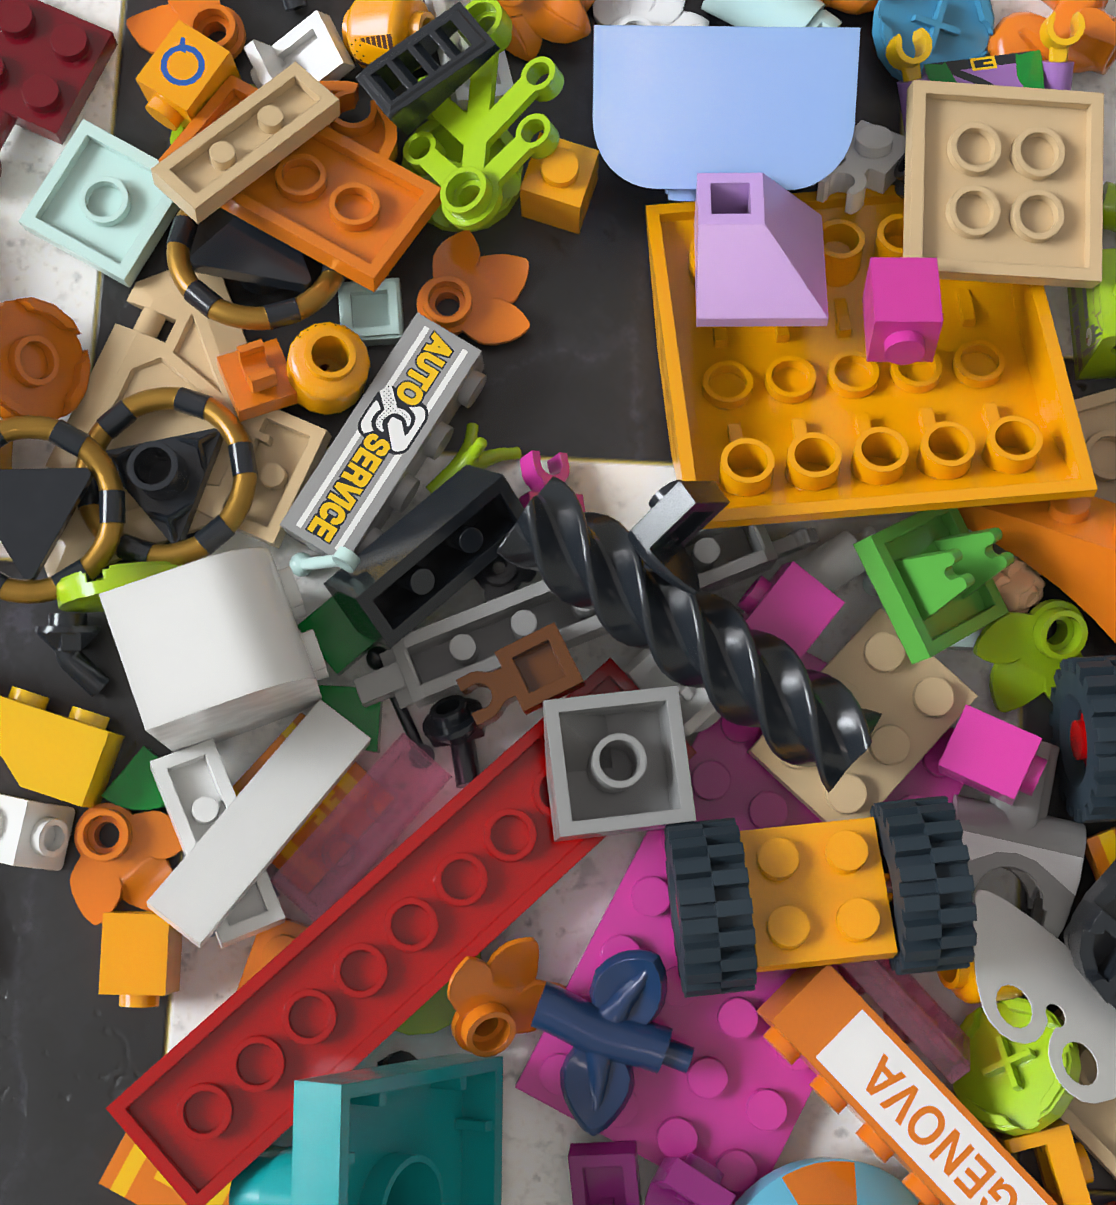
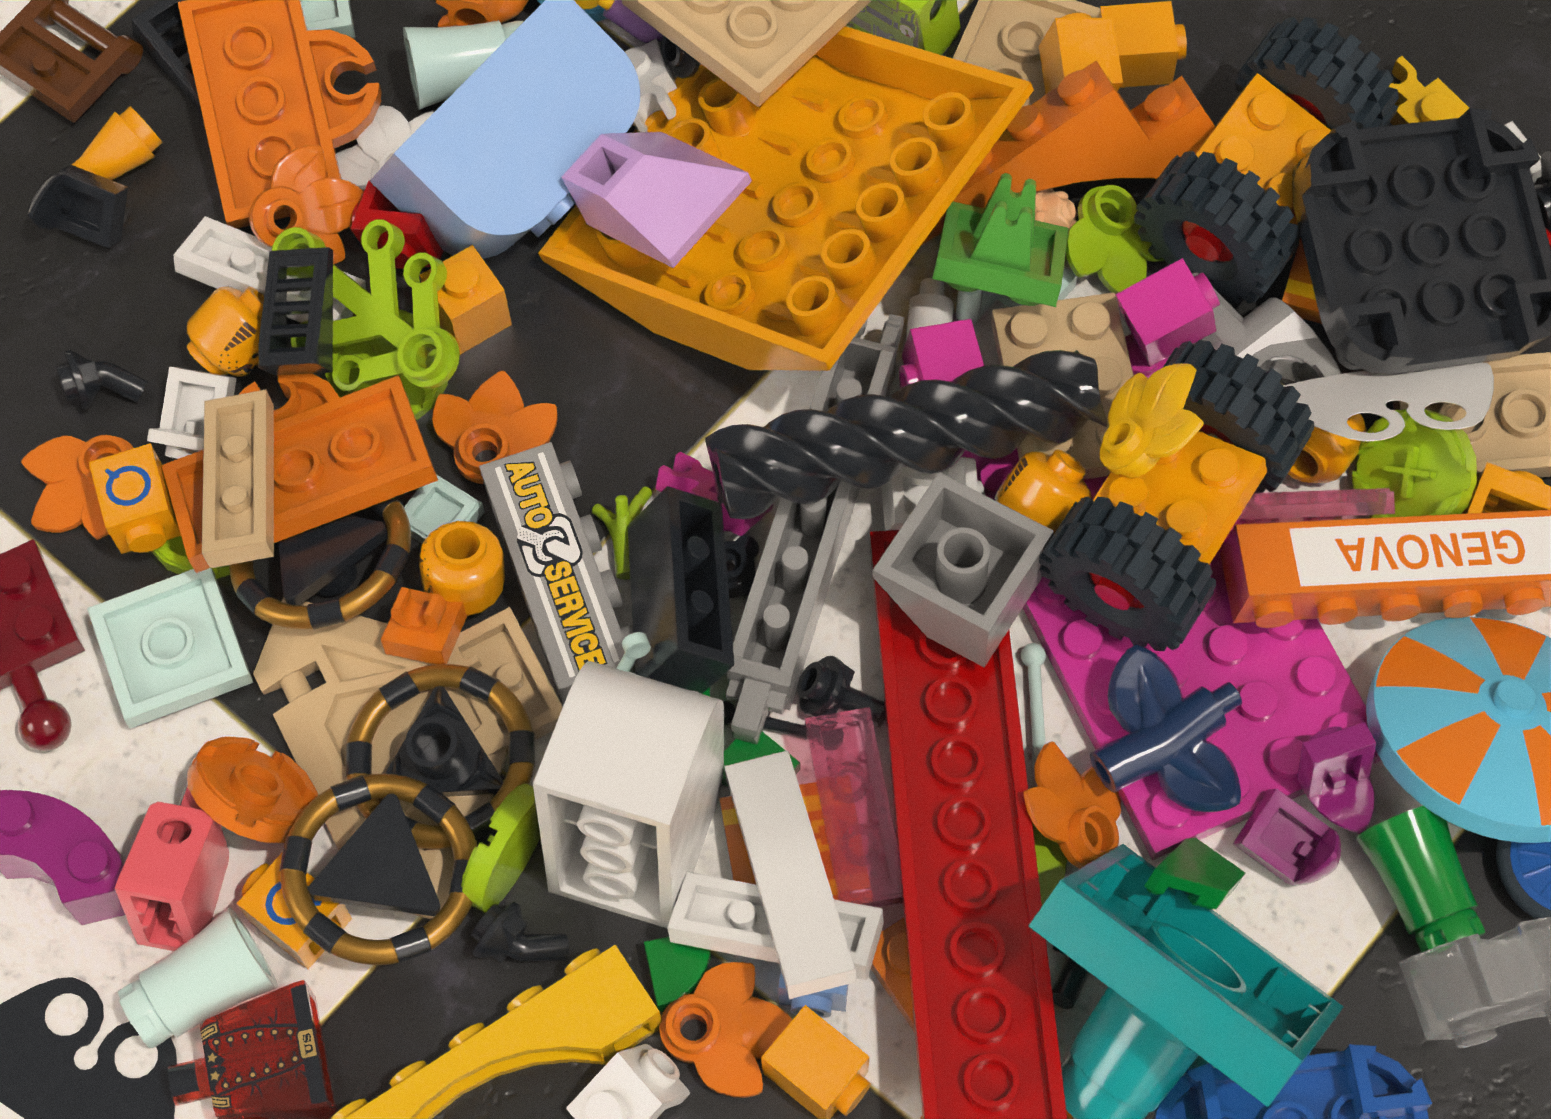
camera: 50 degrees left, 15 degrees down
(514, 1138) = (1199, 872): none -> green tile
(530, 672) = (839, 575): reddish brown plate -> none
(574, 59) = (413, 225): none -> red bracket
(612, 864) = (1033, 657): none -> light aqua hinge
(674, 519) = (816, 357): black plate -> none
(736, 780) = (1044, 487): none -> light orange head
(850, 831) = (1149, 420): none -> yellow plate
(902, 309) = (785, 119): dark pink brick -> none

